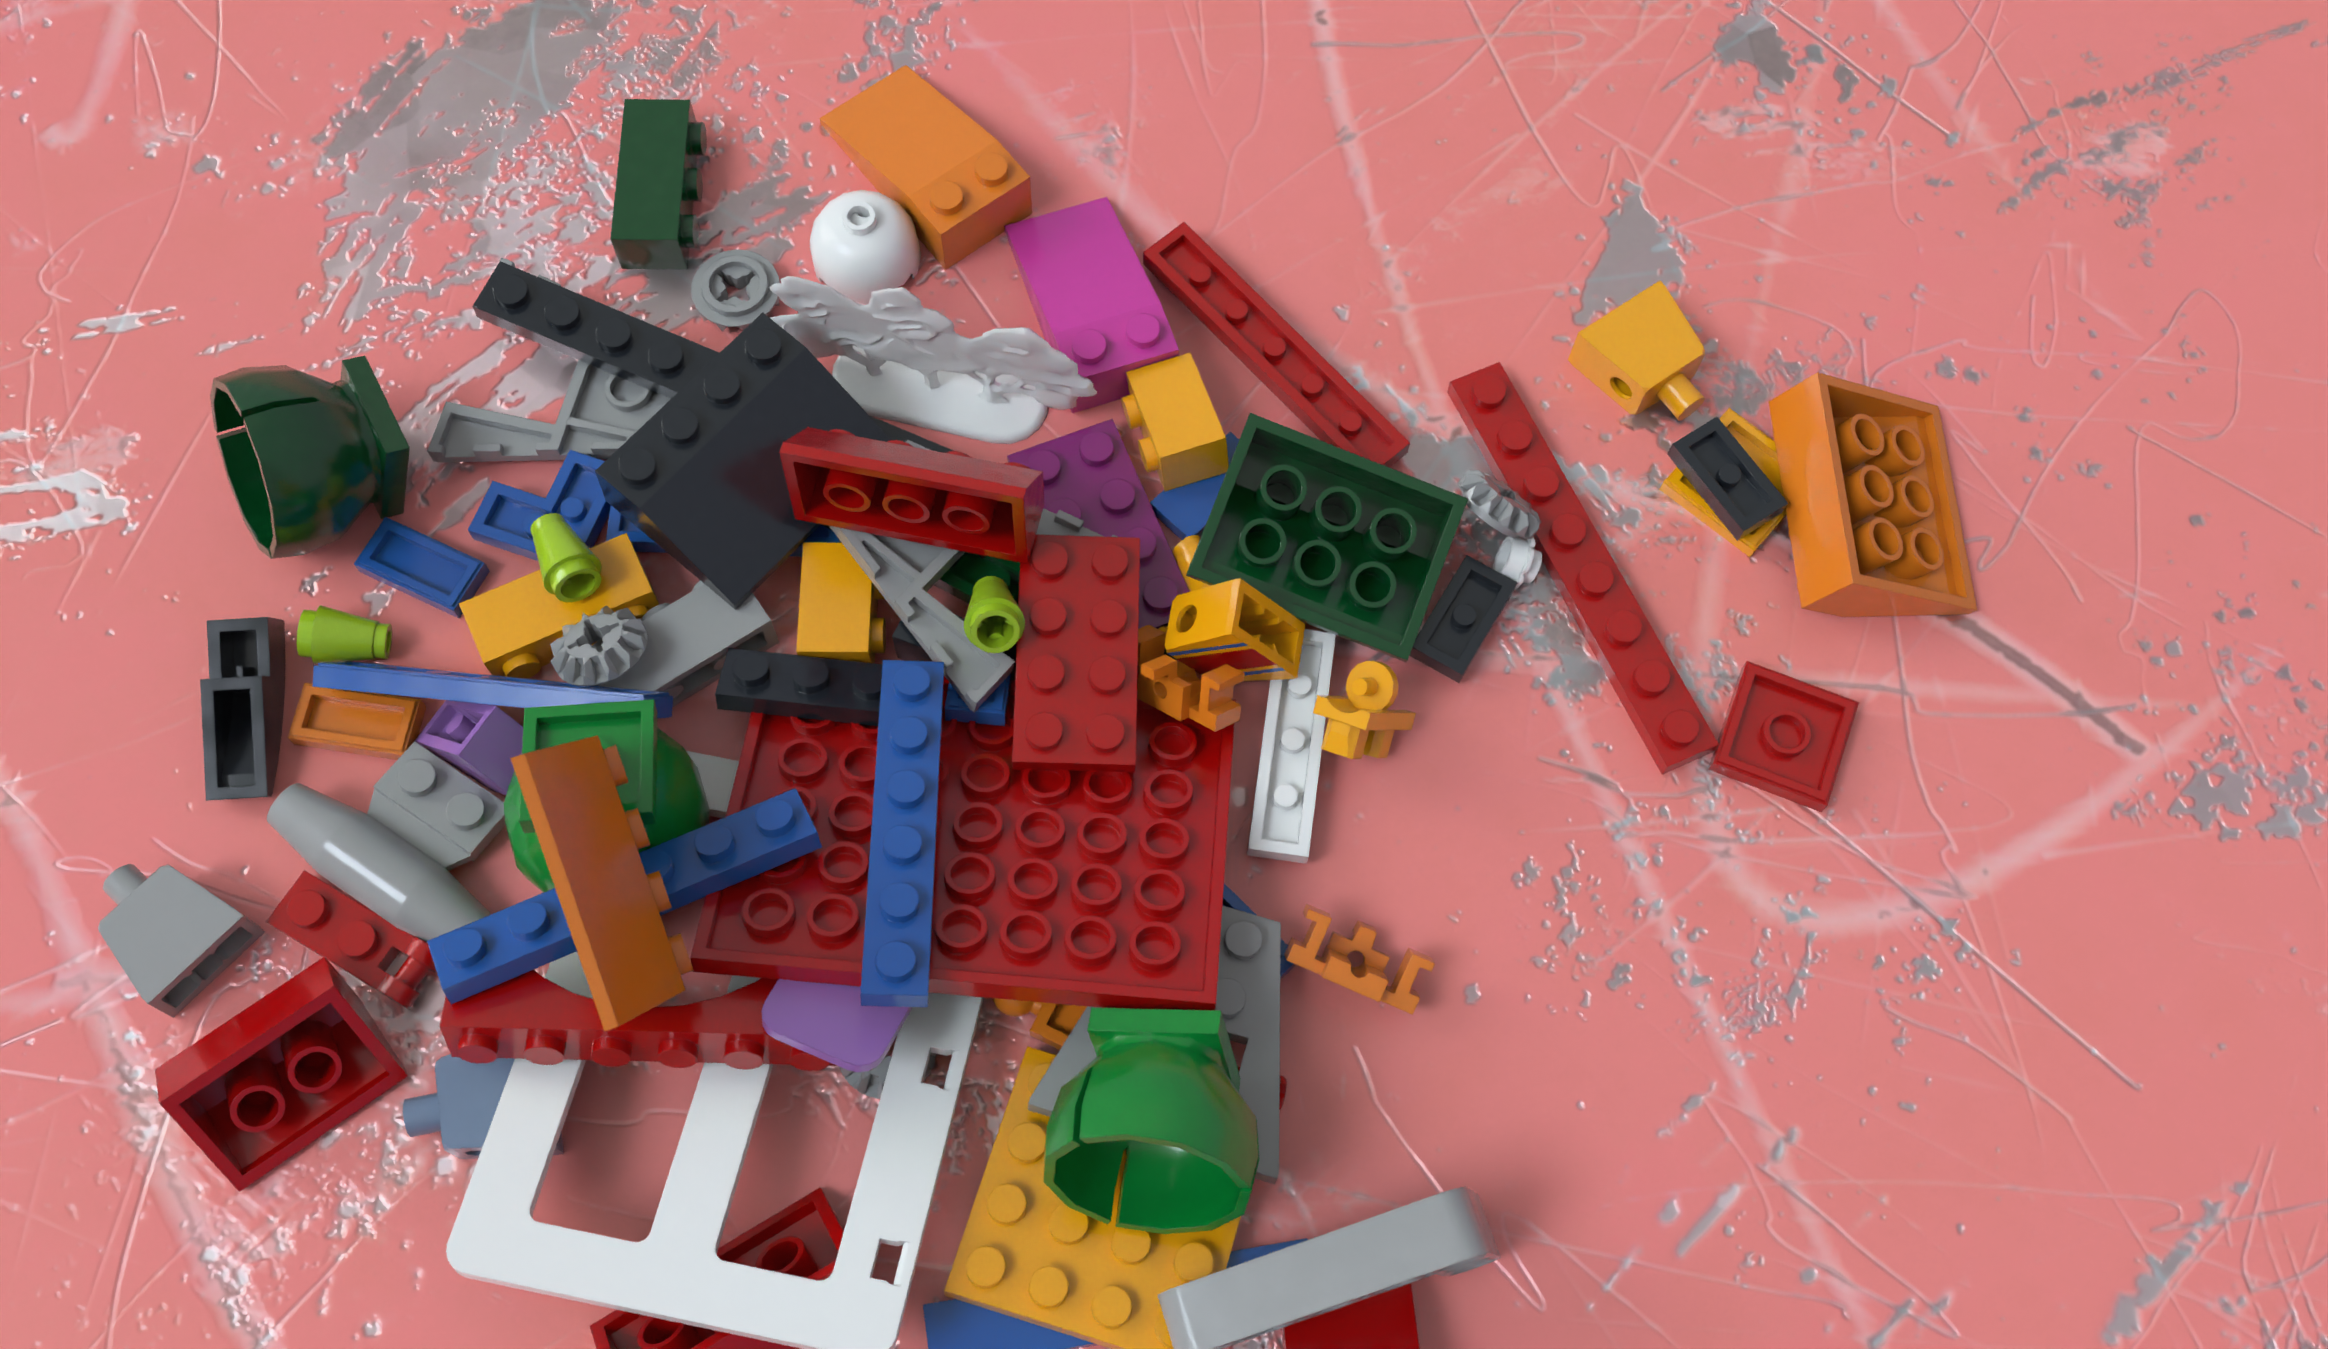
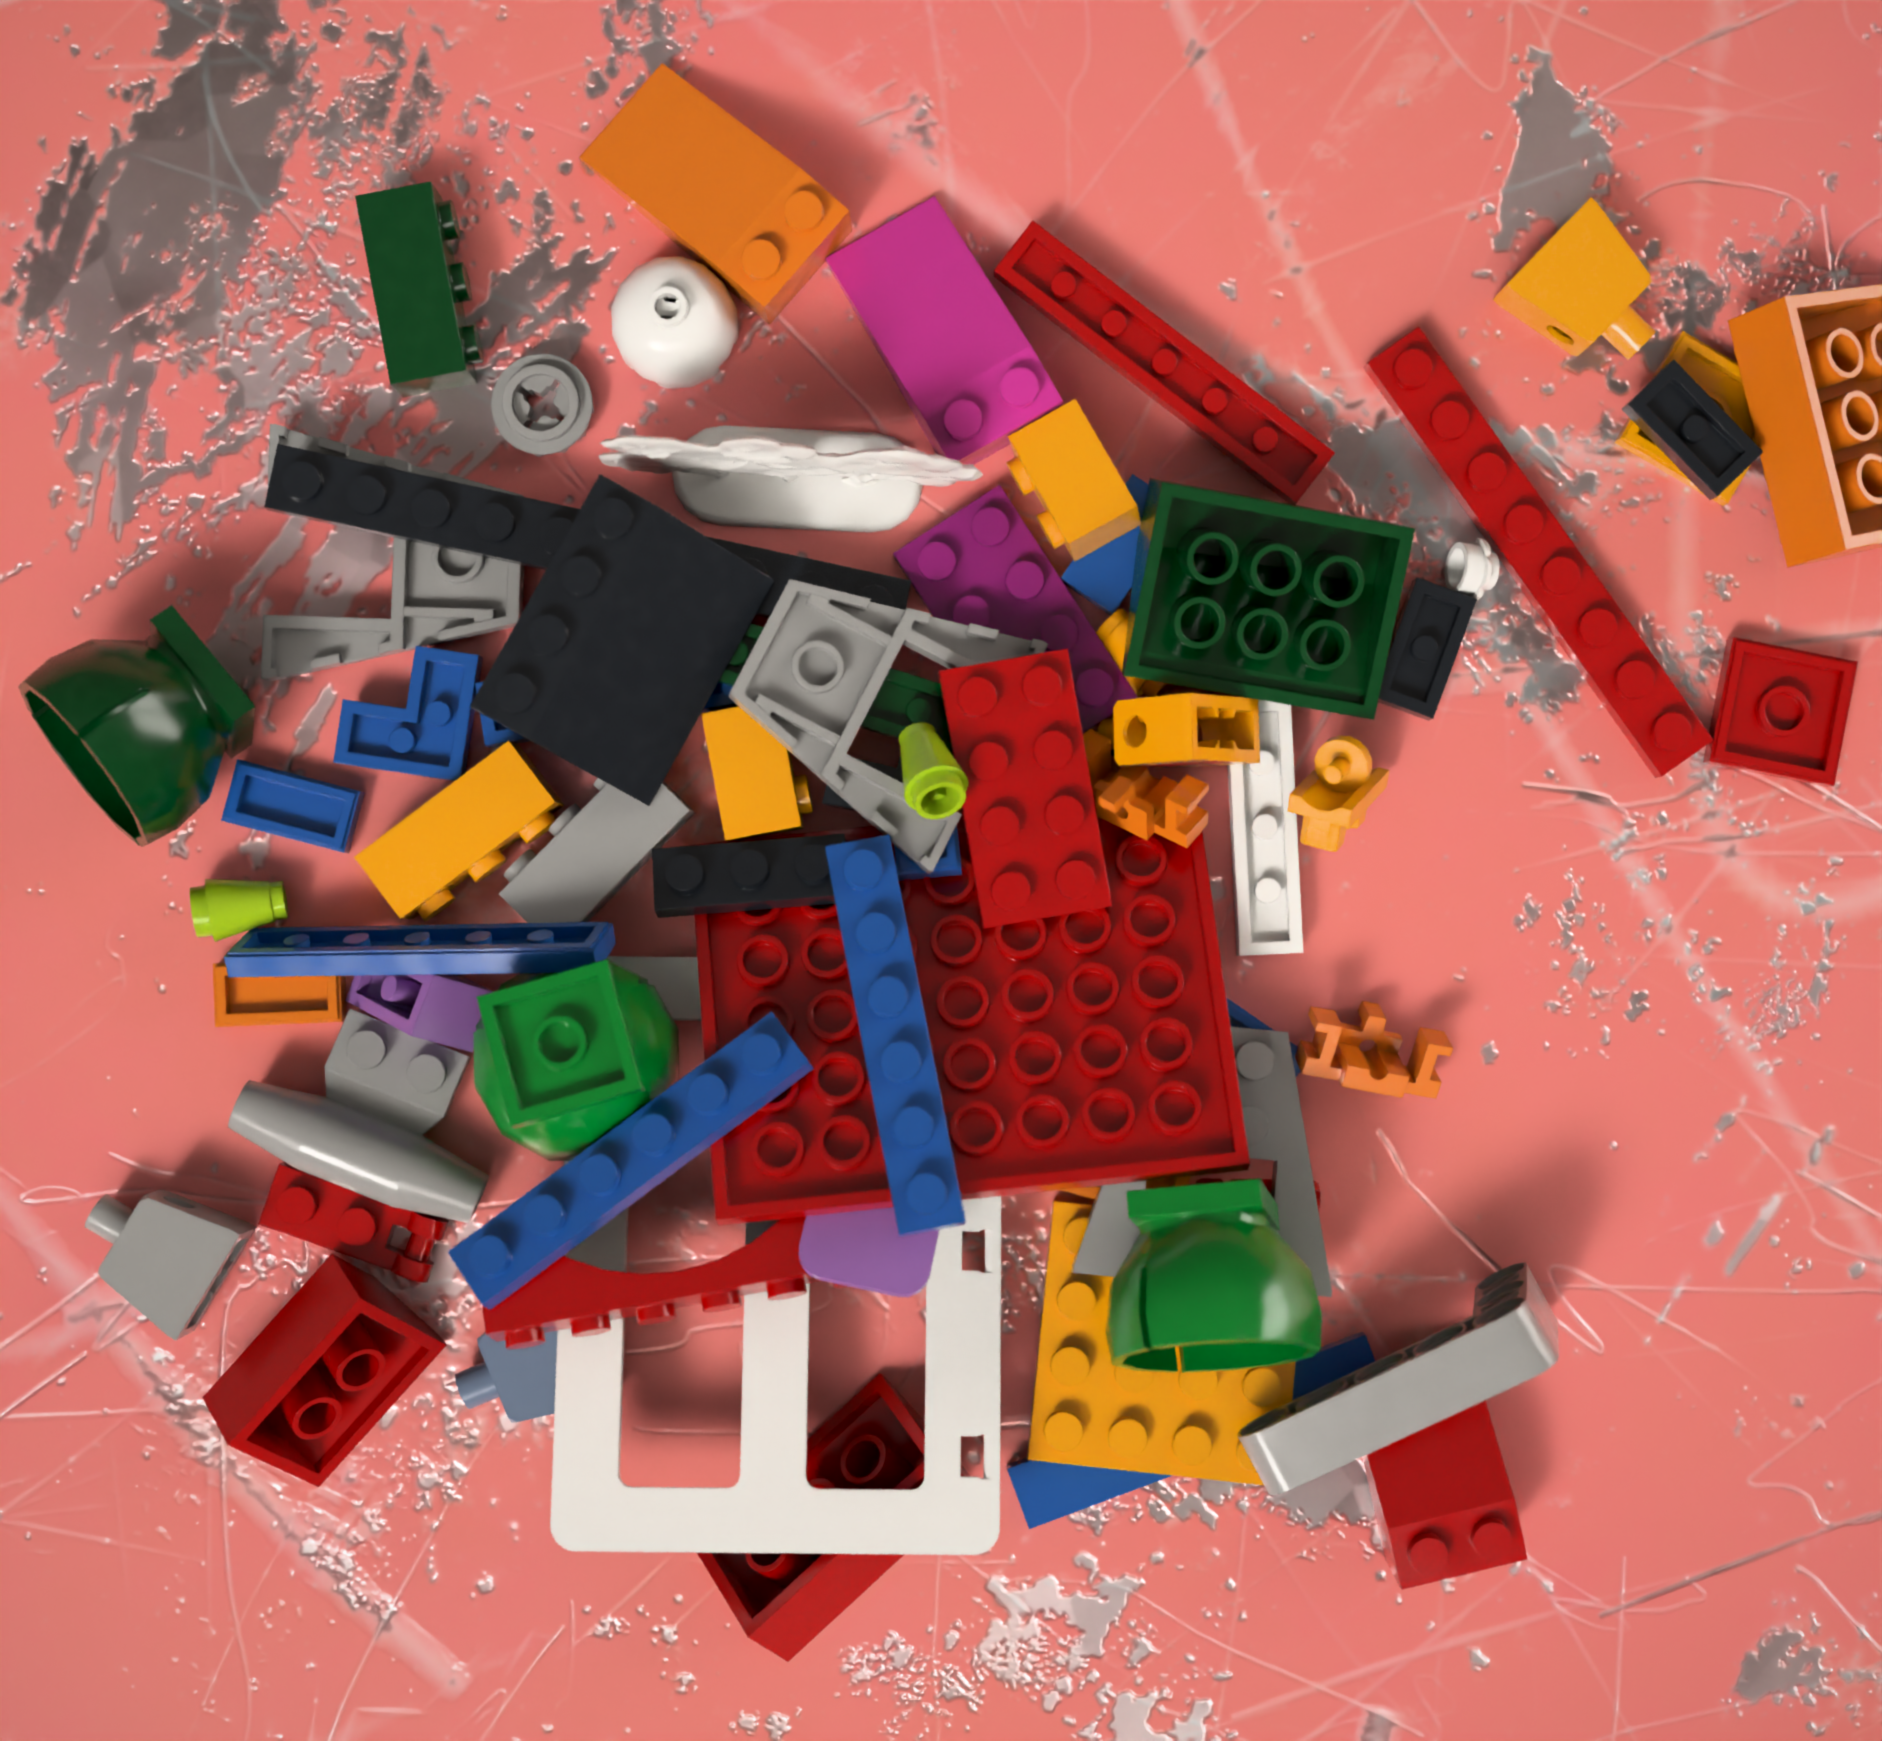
camera: 10 degrees left, 20 degrees up
(243, 707) = (158, 1003): black slope -> none
(564, 559) = (455, 792): lime cone -> none
(601, 877) = (619, 1186): orange slope -> none
(622, 647) = (546, 882): light grey gear -> none
(913, 493) = (819, 657): red slope -> none
(1499, 505) = (1446, 518): light grey gear -> none

